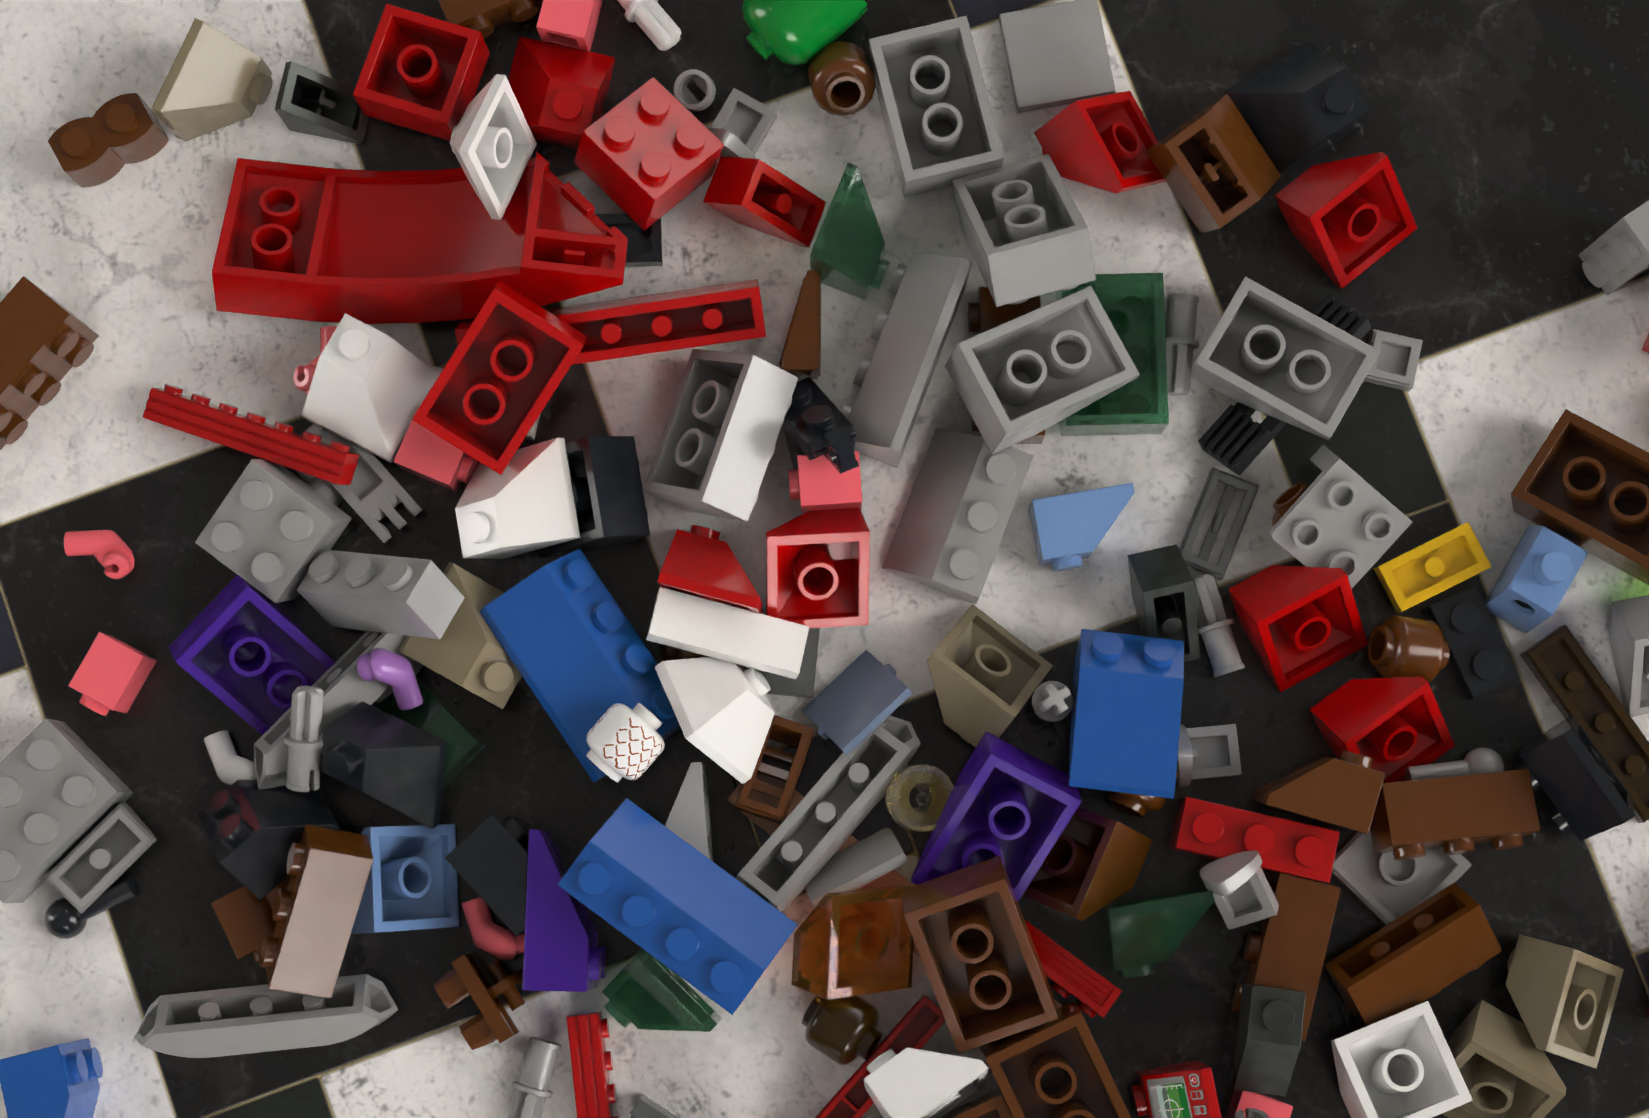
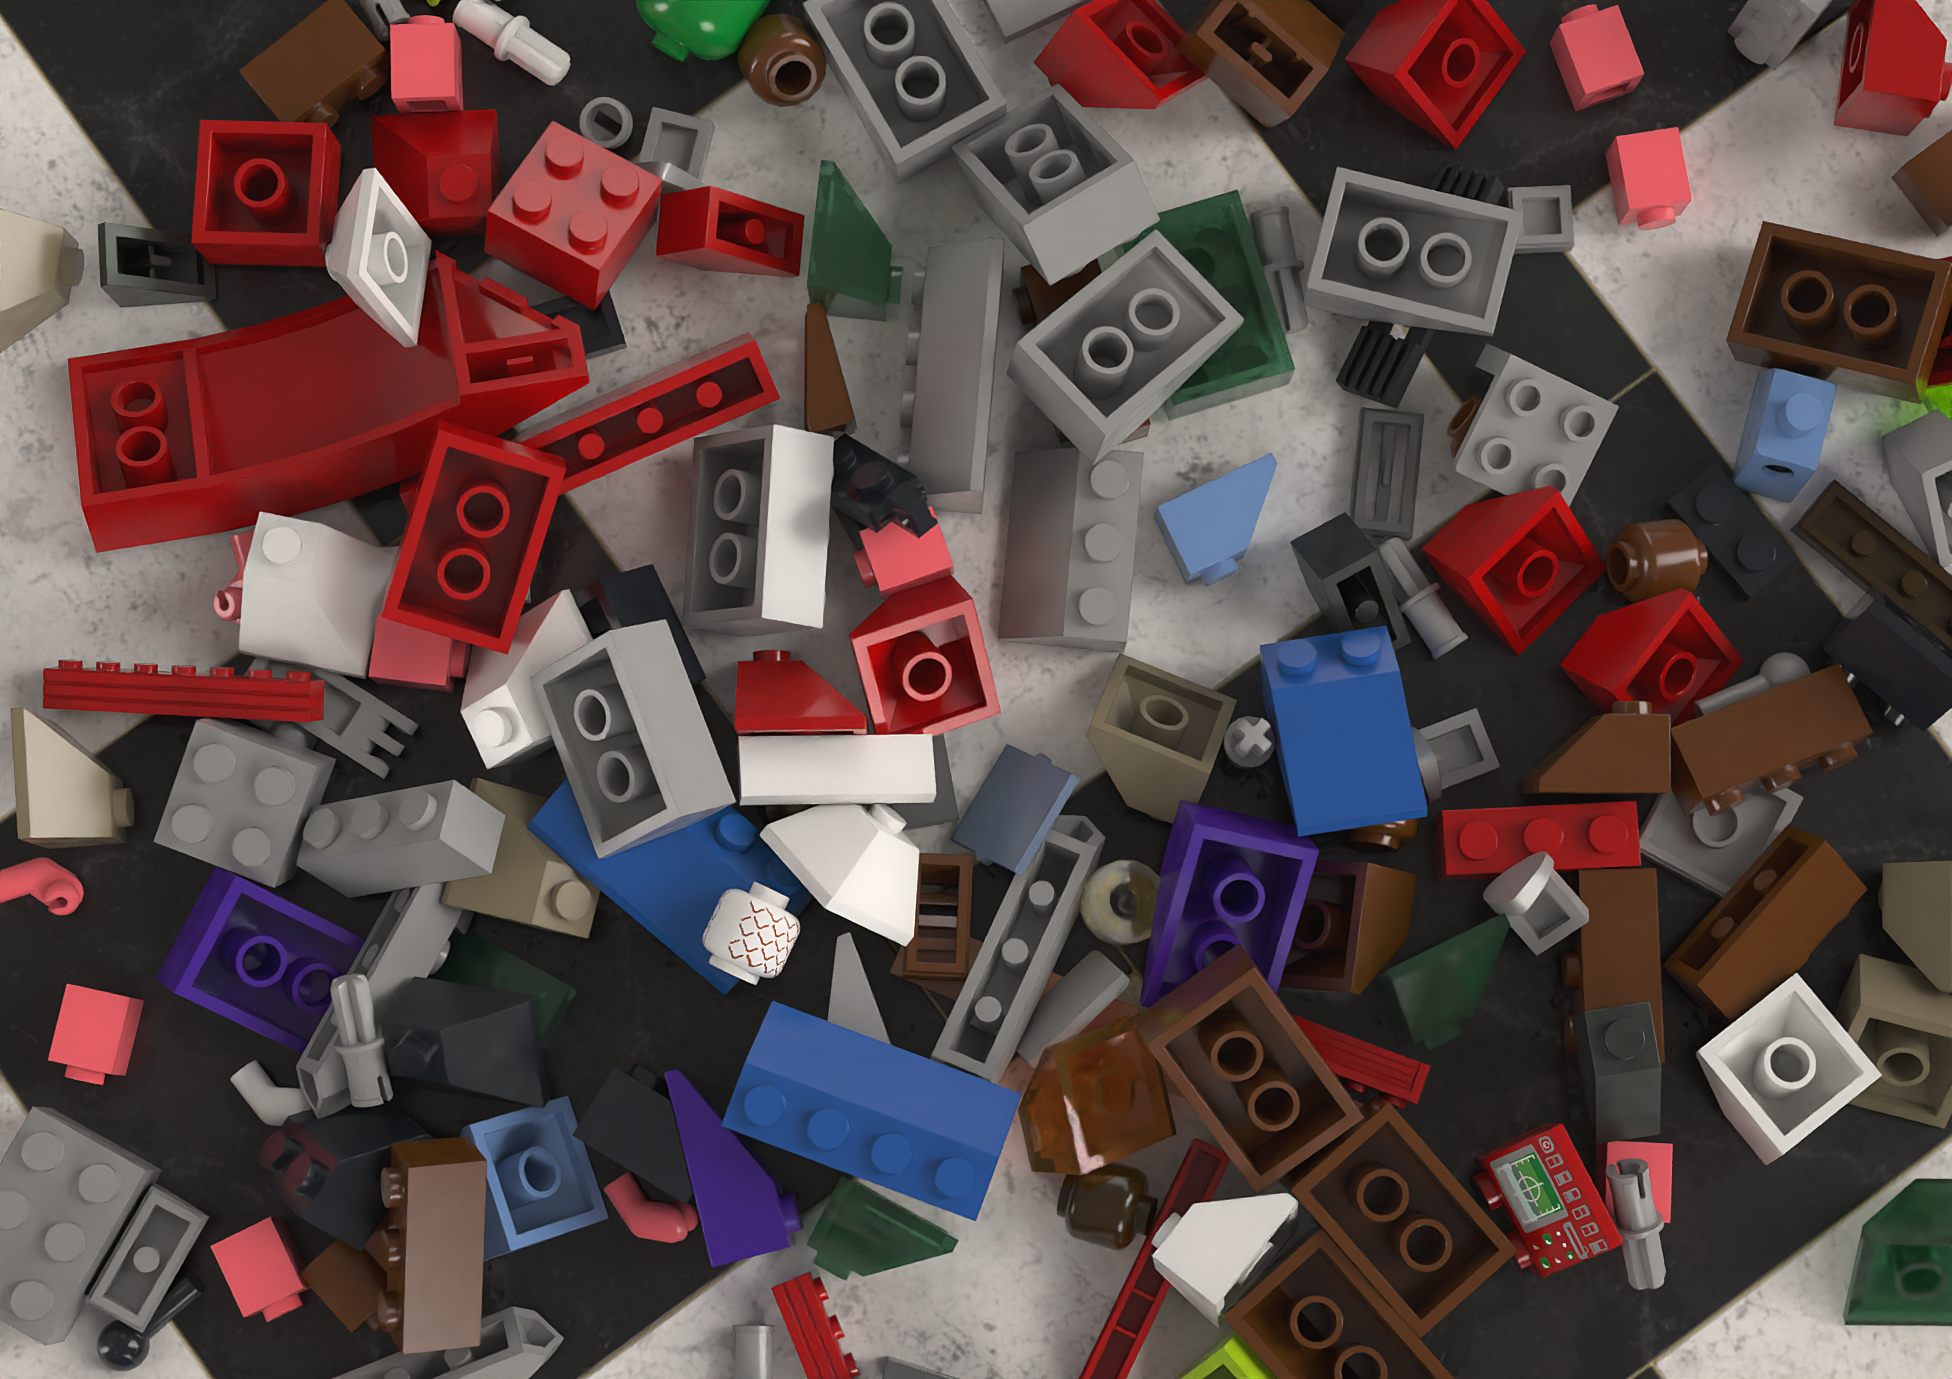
camera: 20 degrees left, 0 degrees up
(139, 482) = (64, 789): none -> slope
(185, 890) = (263, 1268): none -> coral brick
(392, 670) = (445, 929): medium lavender arm -> none
(469, 979) = (639, 1277): reddish brown hips -> none
(577, 565) = (632, 737): none -> light grey slope
(1432, 567) = (1658, 455): yellow plate -> none
(1470, 246) = (1595, 55): none -> coral brick
(1485, 351) = (1648, 178): none -> coral brick

